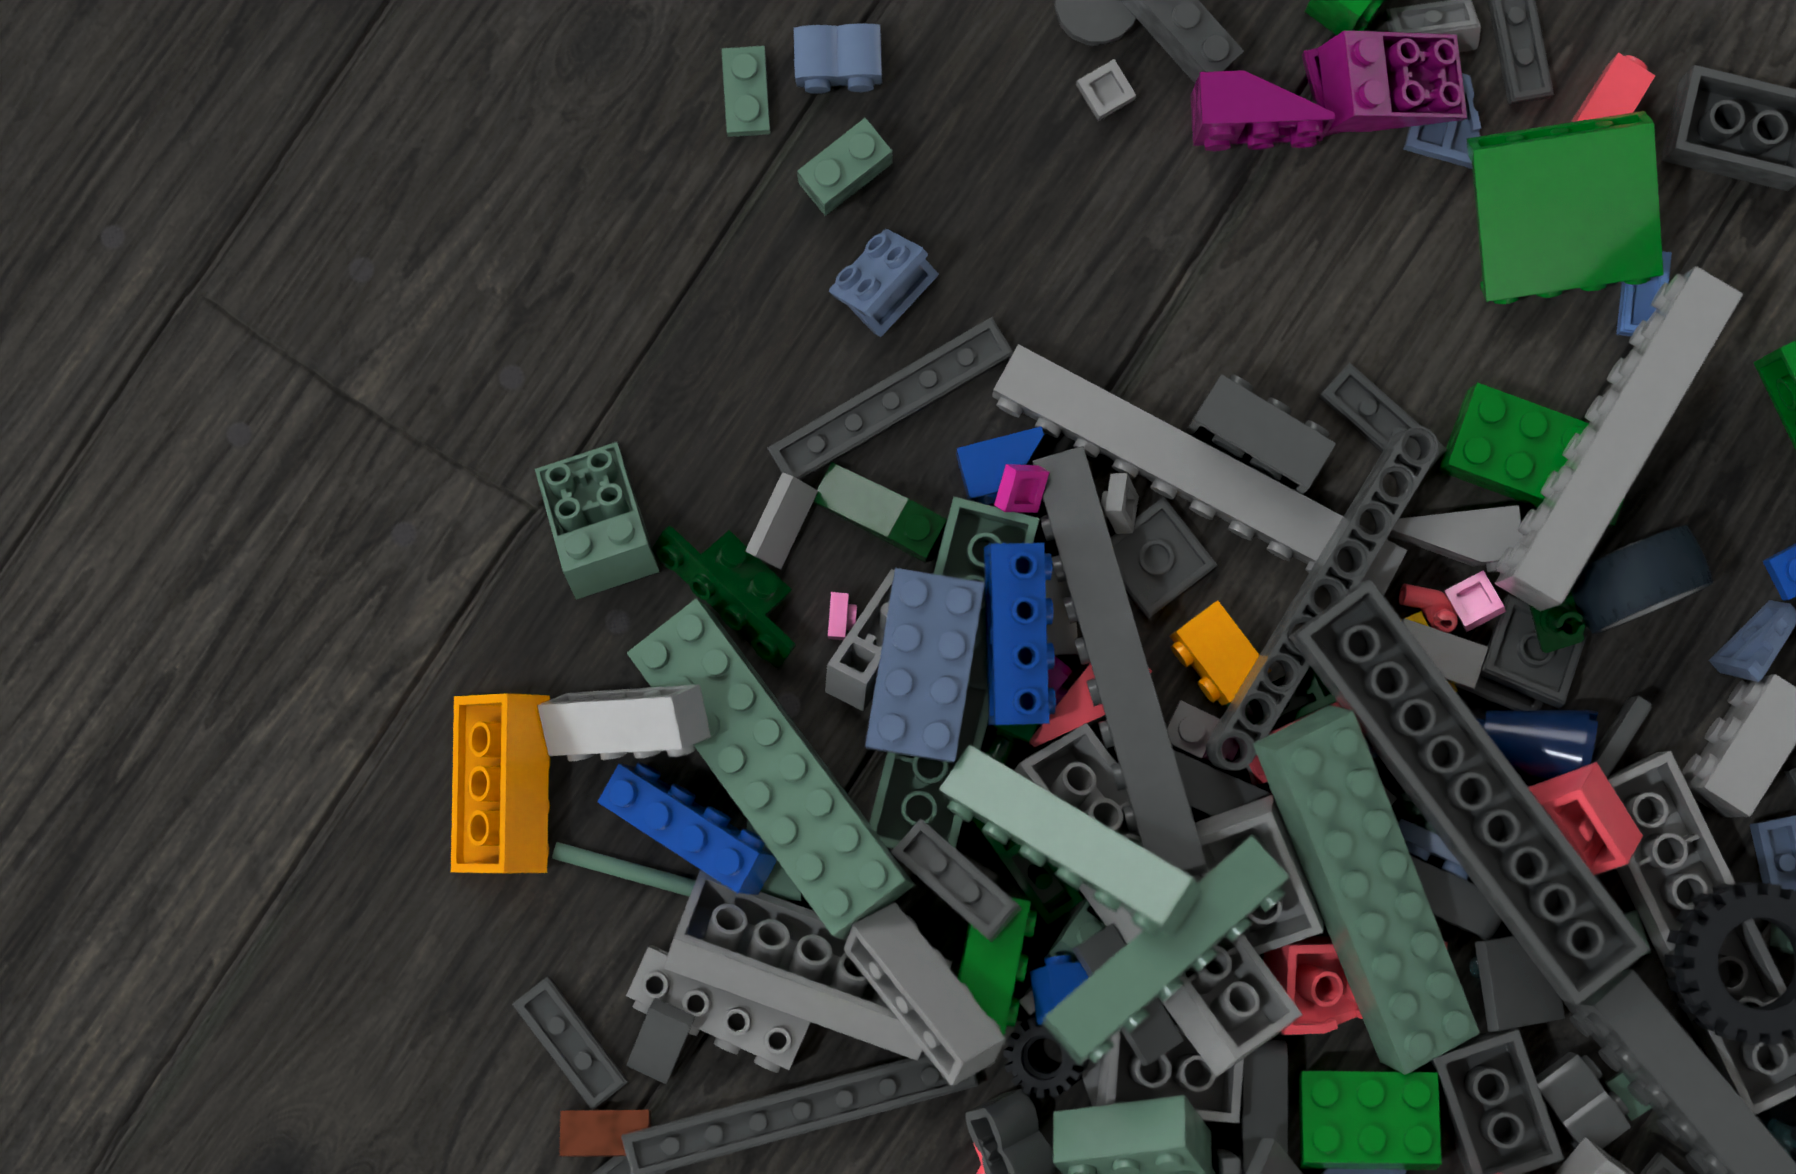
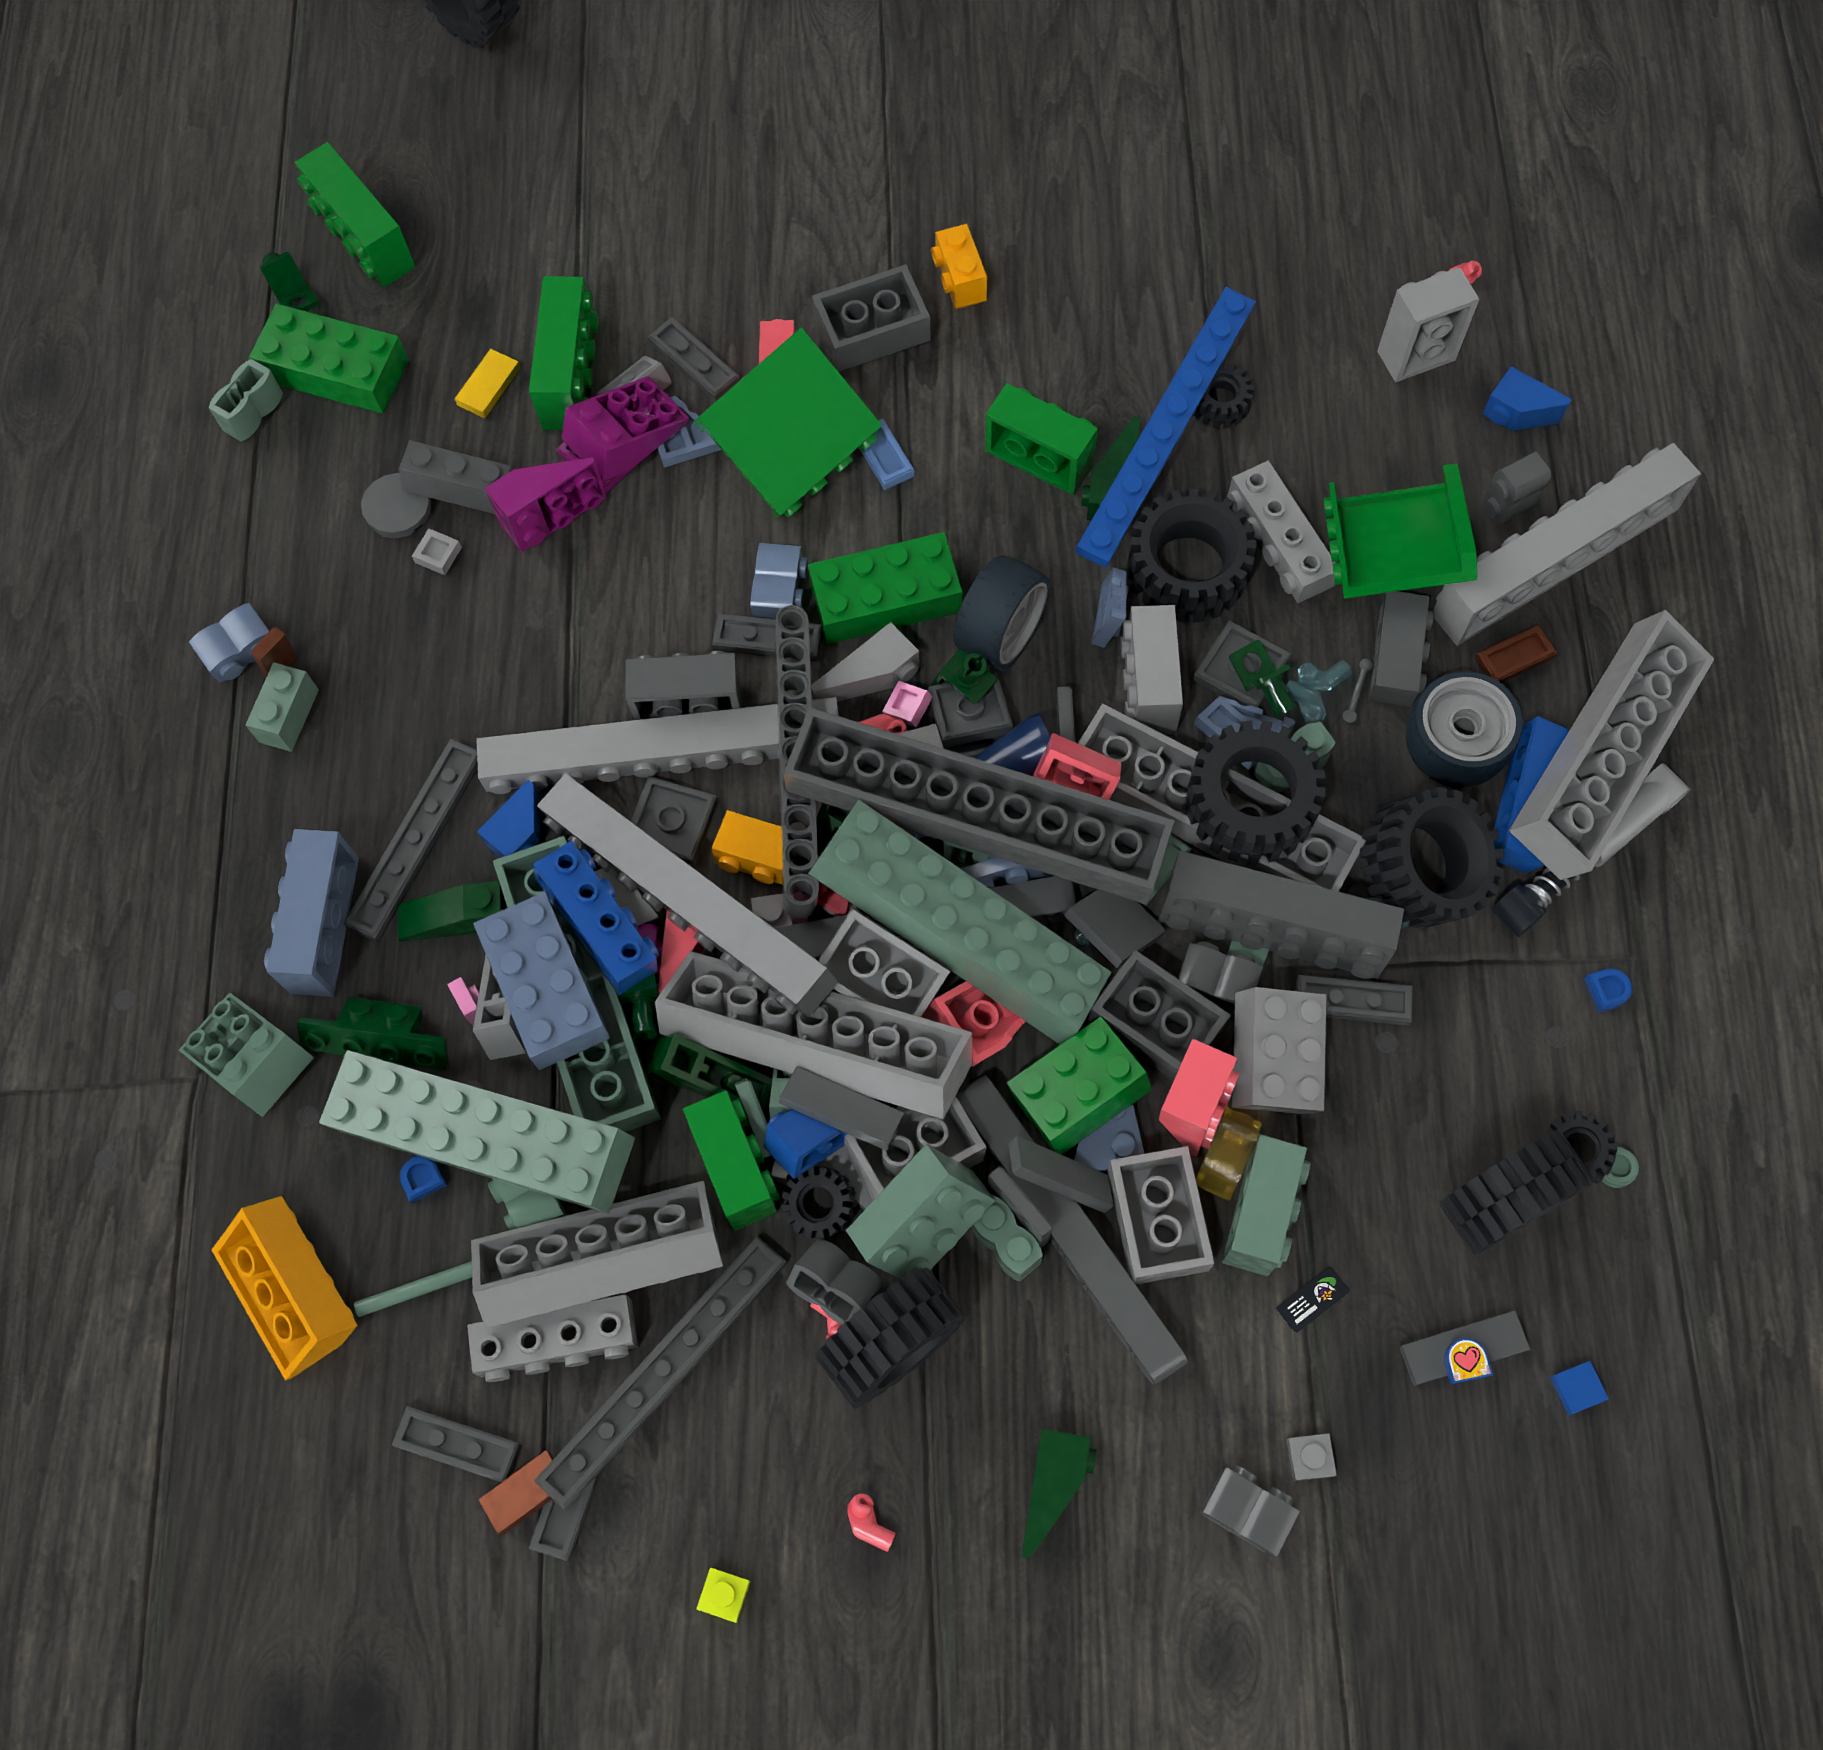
camera: 30 degrees left, 15 degrees down
(625, 722) = (342, 1167): light grey brick -> none
(660, 1040) = (521, 1390): dark grey tile -> none
(688, 768) = (421, 1178): none -> blue tile
(689, 829) = (442, 1215): blue brick -> none
(745, 91) = (183, 707): sand green plate -> none
(746, 423) = (312, 913): none -> sand blue brick
(781, 520) = (383, 964): light grey tile -> none
(871, 106) = (273, 649): none -> copper tile
(884, 280) = (358, 761): sand blue bracket -> none
(924, 993) = (688, 1203): light grey brick -> none
(956, 880) = (662, 1111): dark grey tile -> none
(1021, 488) = (538, 824): dark pink plate -> none
(1043, 928) = (753, 1112): none -> sand green tile
(1071, 841) = (720, 1018): sand green brick -> none
(1120, 503) = (619, 796): light grey plate -> none
(1153, 964) = (838, 1048): sand green brick -> none
(1435, 370) = (777, 579): none -> sand blue brick
(1617, 439) = (916, 531): light grey brick -> none

